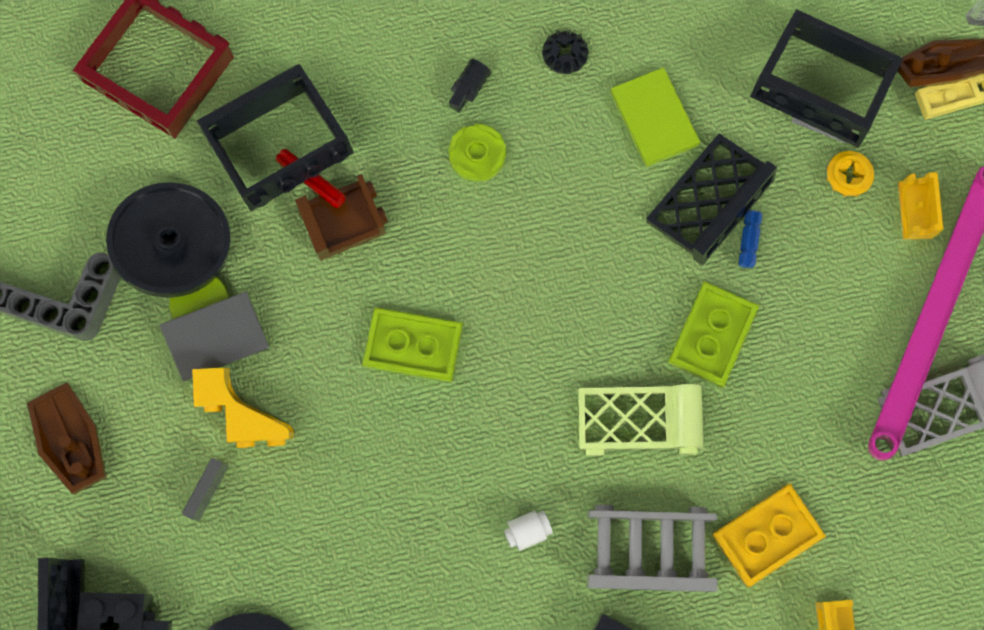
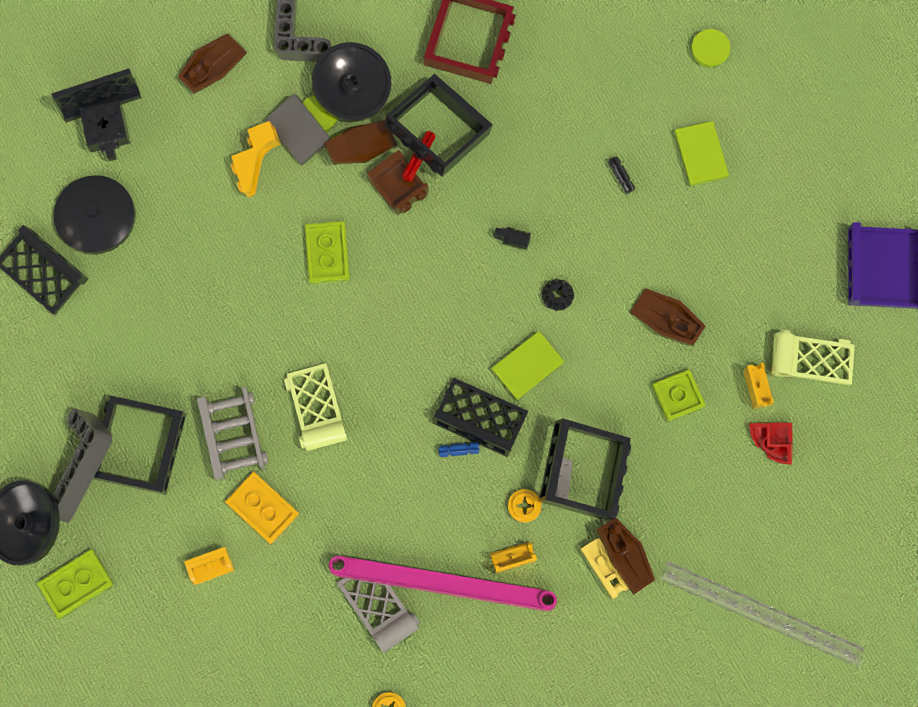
camera: 70 degrees right, 0 degrees up
(205, 489) = (200, 153): dark grey tile -> none
(265, 253) = (360, 143): none -> reddish brown piece
(477, 152) = (469, 257): lime tile -> none
(528, 530) = (225, 354): white brick -> none
(713, 334) = (386, 441): lime tile -> none

